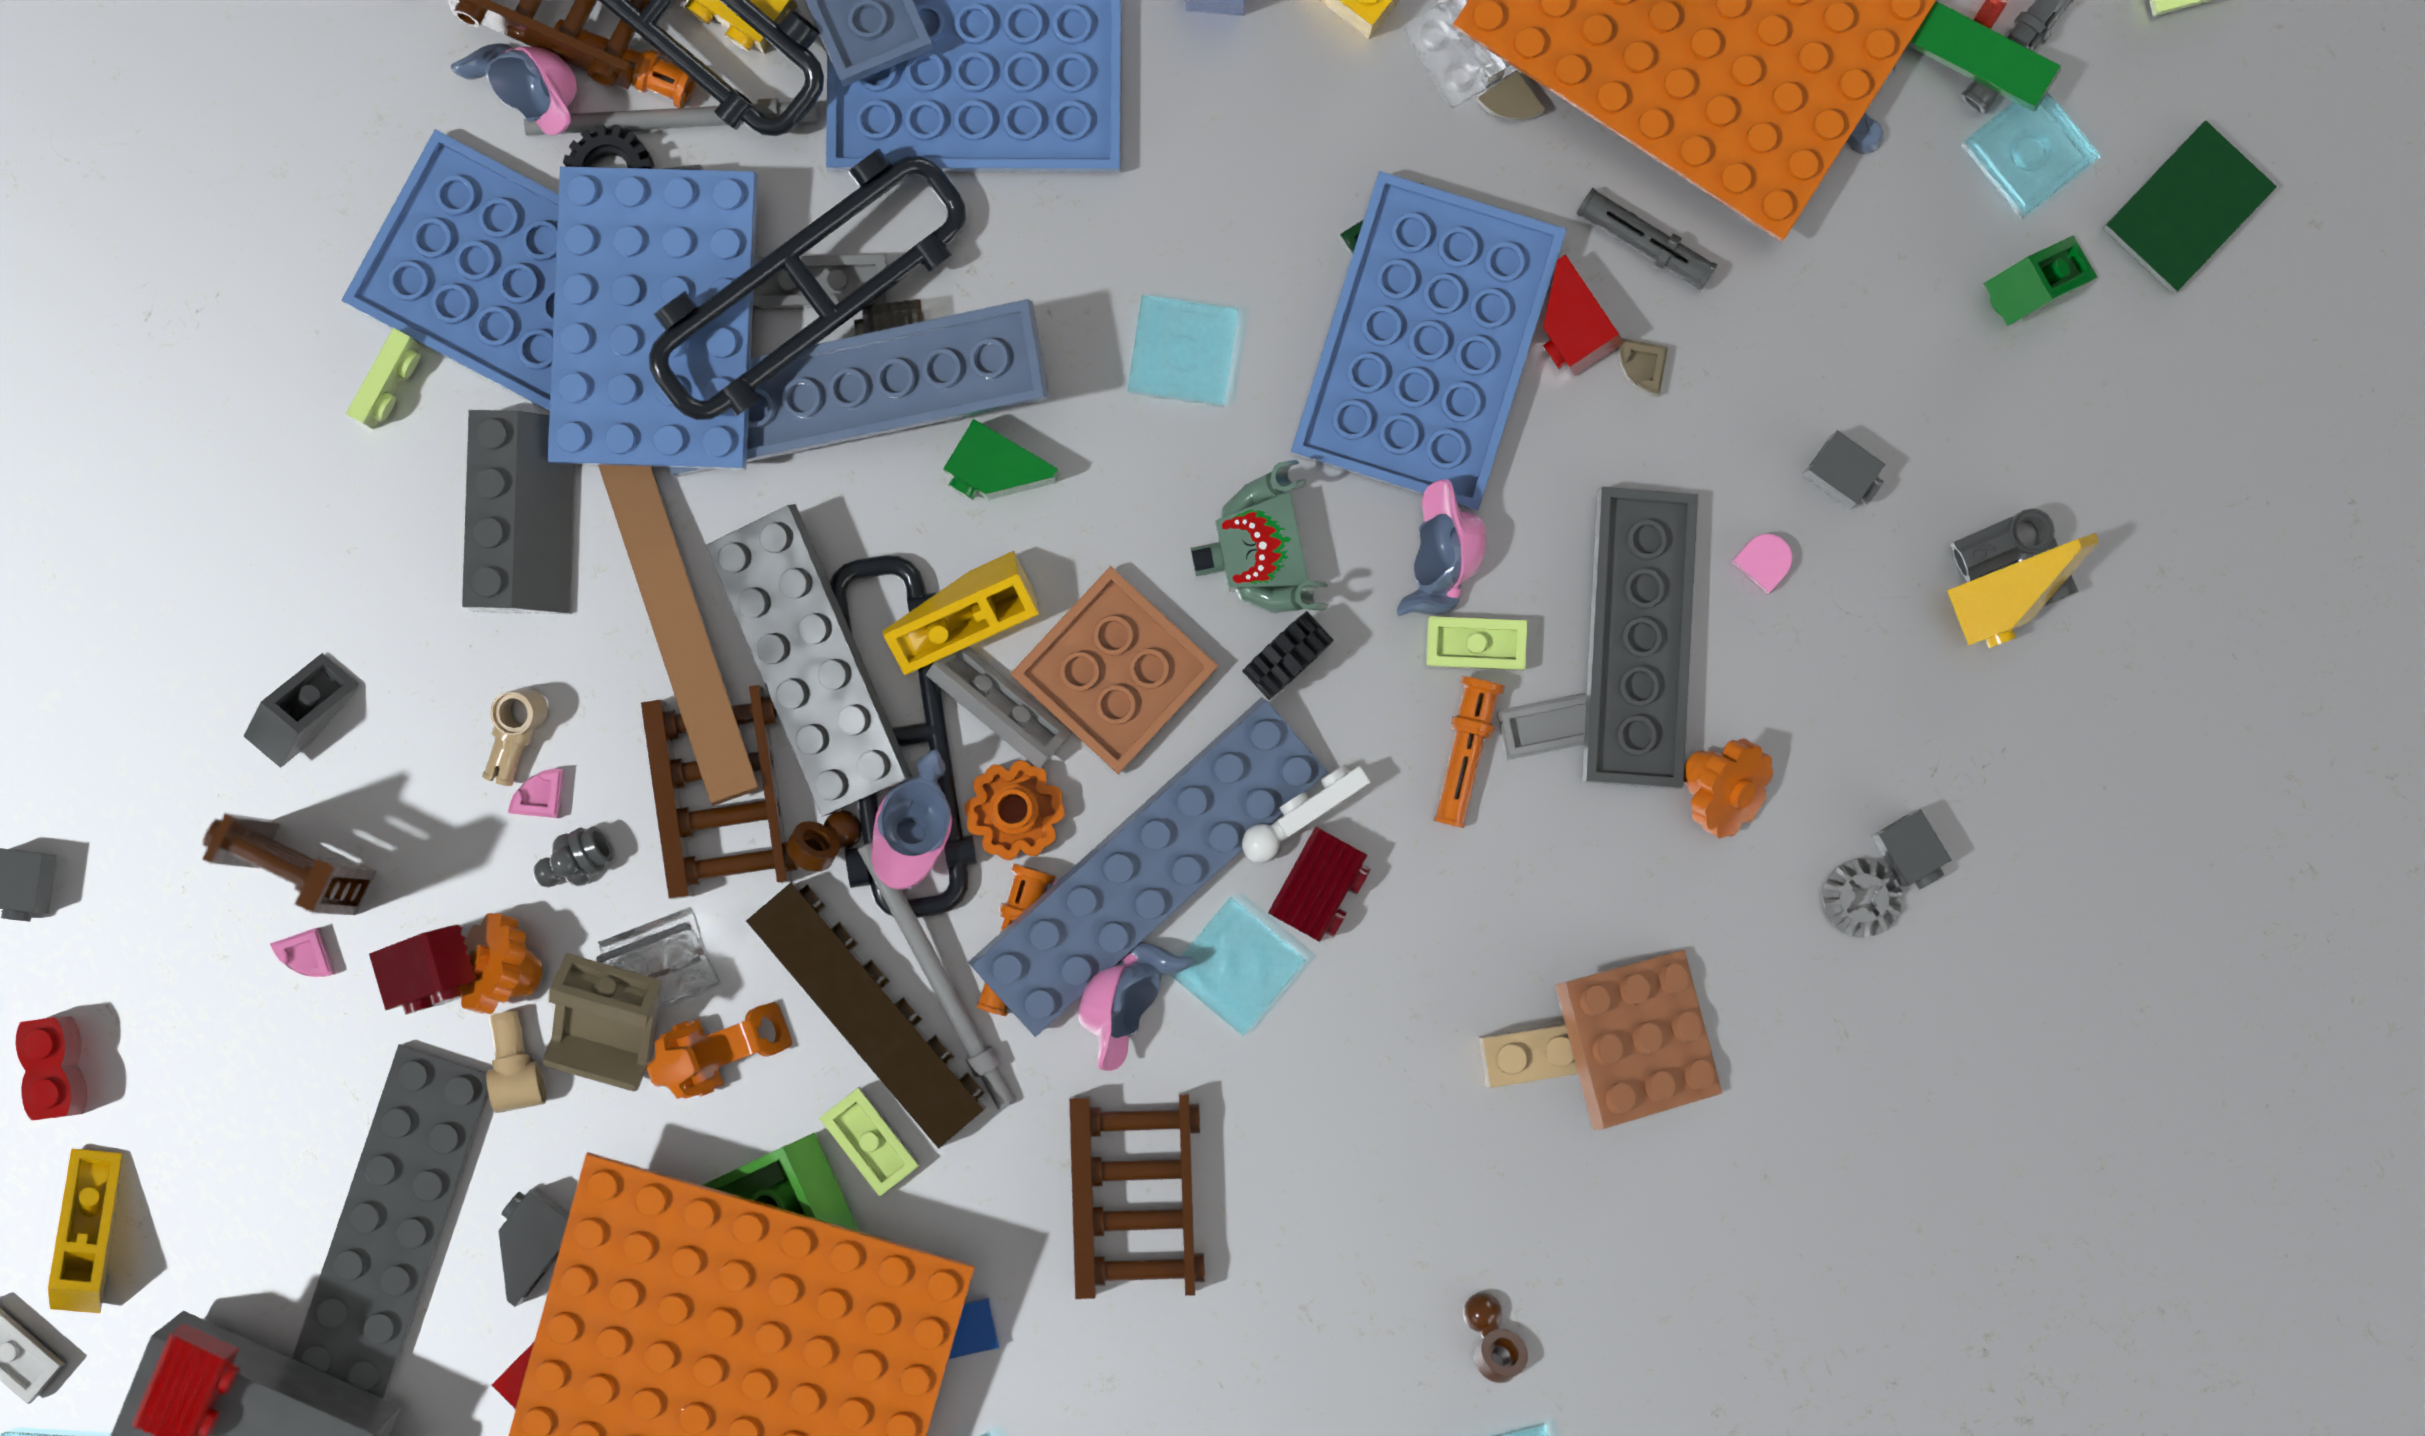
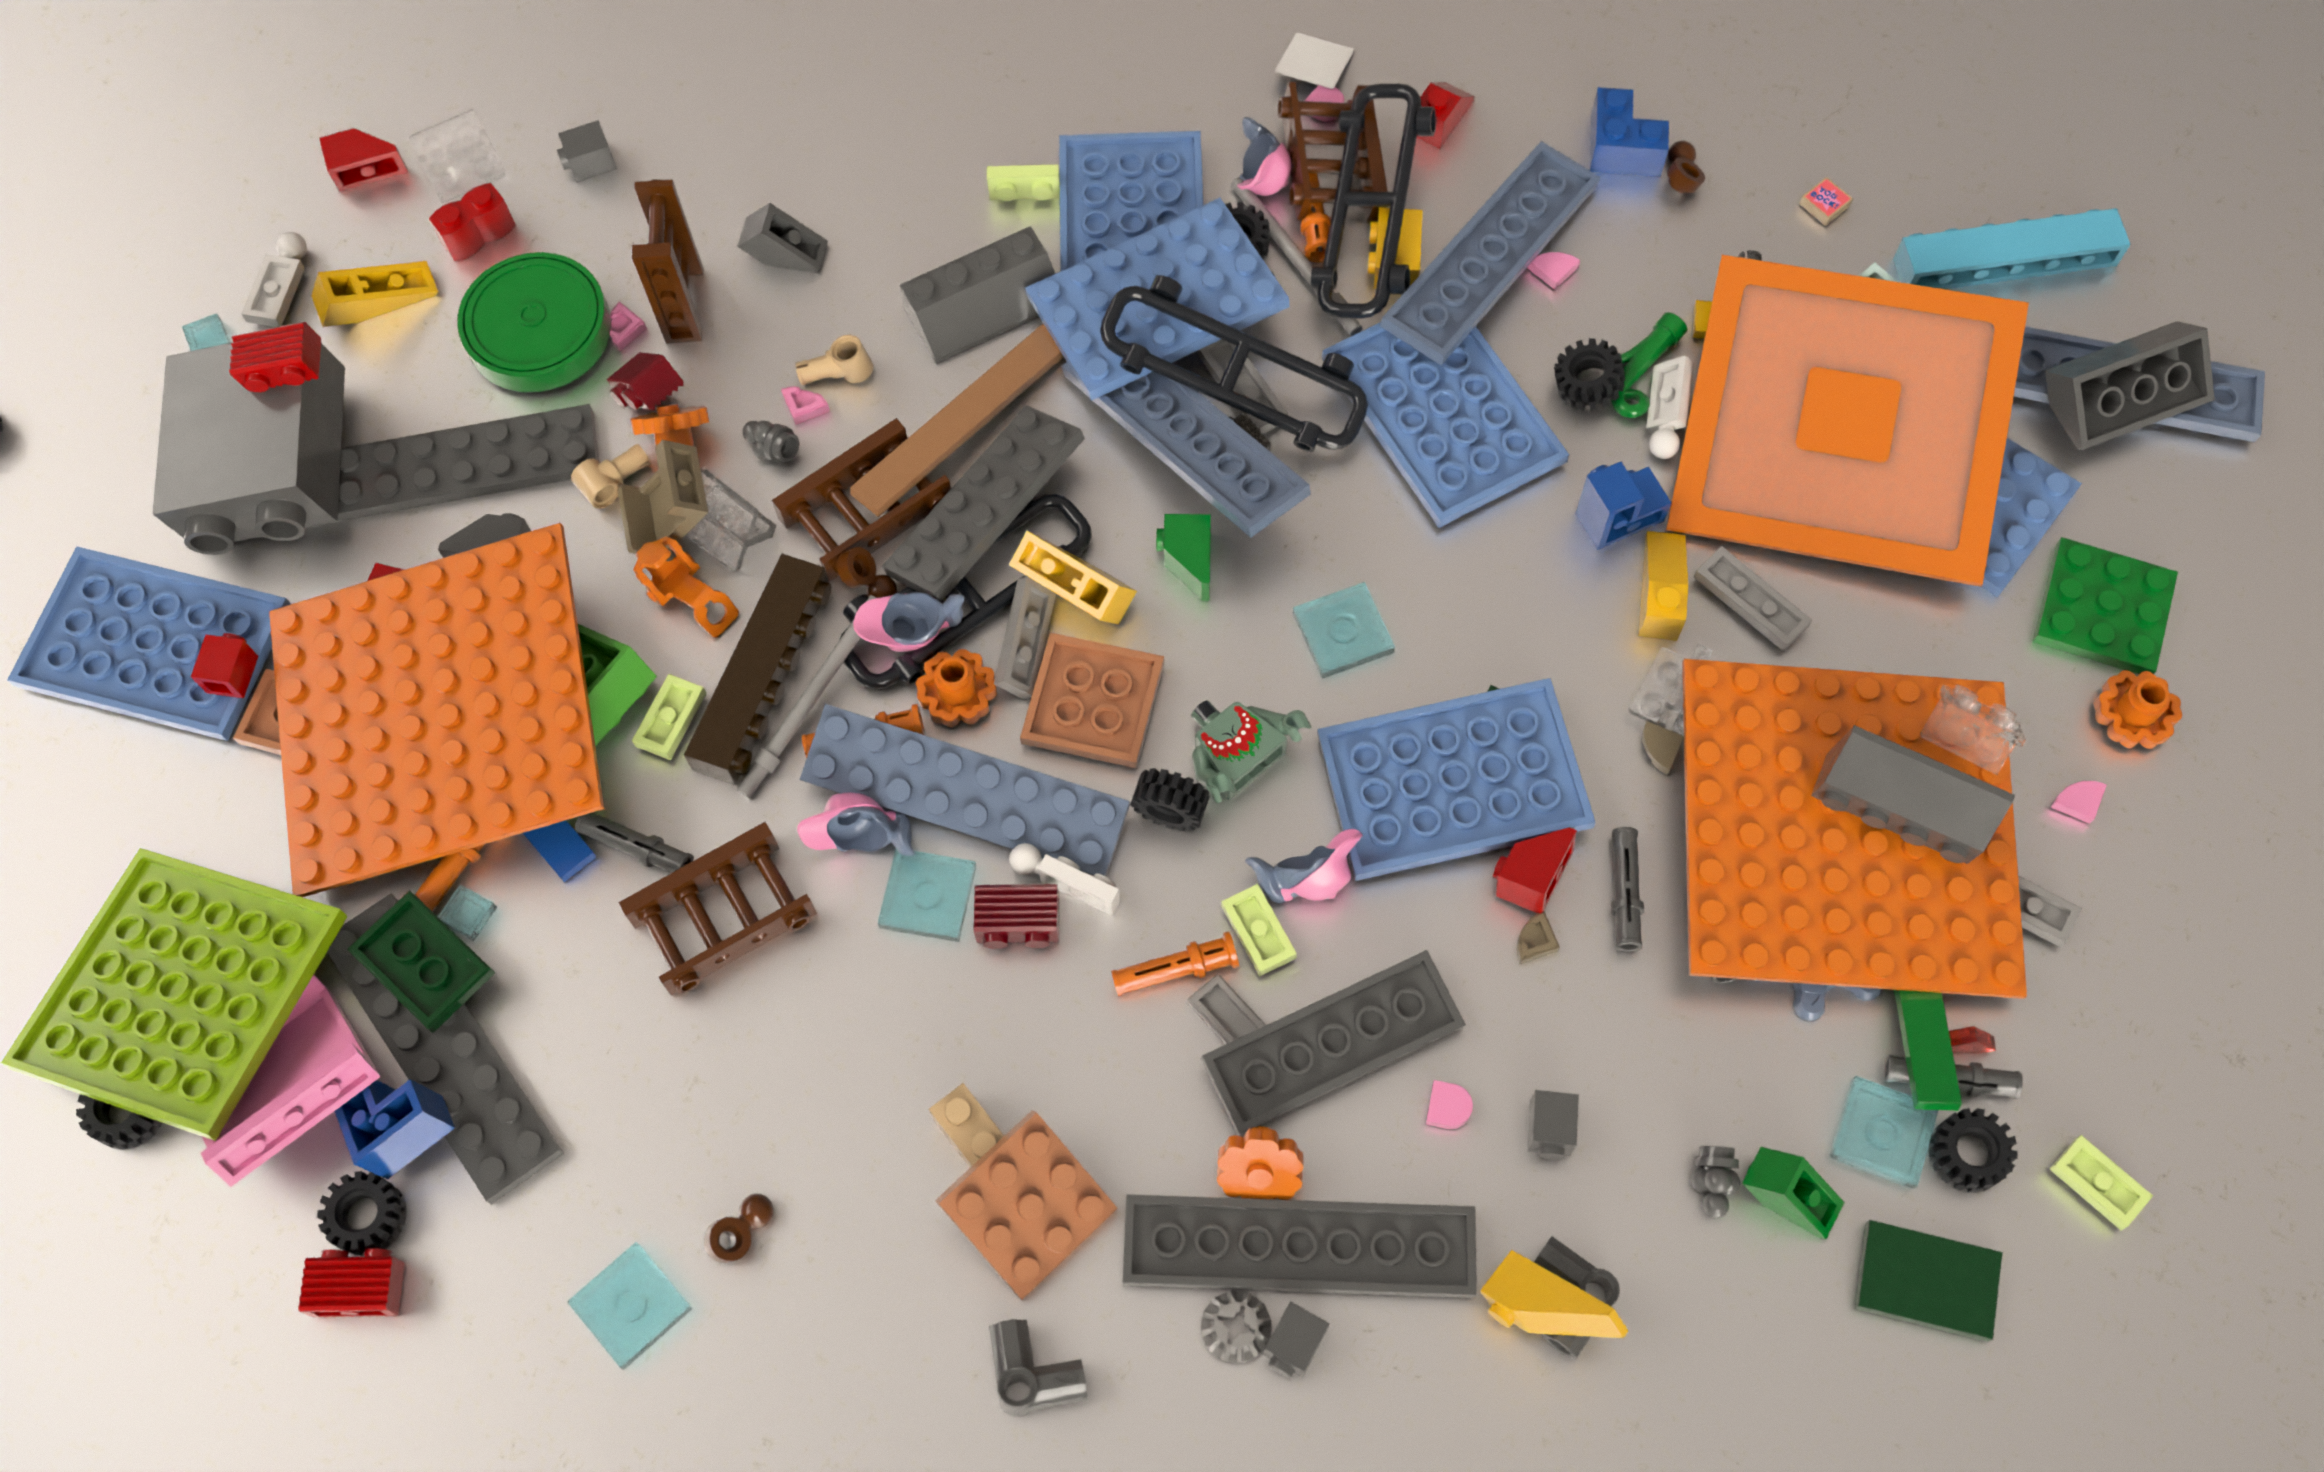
camera: 65 degrees right, 20 degrees down
(246, 1058) = (534, 322): none -> green brick
(1049, 1214) = (596, 825): none -> dark grey pin
(1819, 1112) = (1013, 1362): none -> dark grey piece
(1822, 792) = (1300, 1246): none -> dark grey plate
(1982, 343) = (1716, 1178): none -> dark grey piece
(2118, 58) = (1955, 1168): none -> black tyre

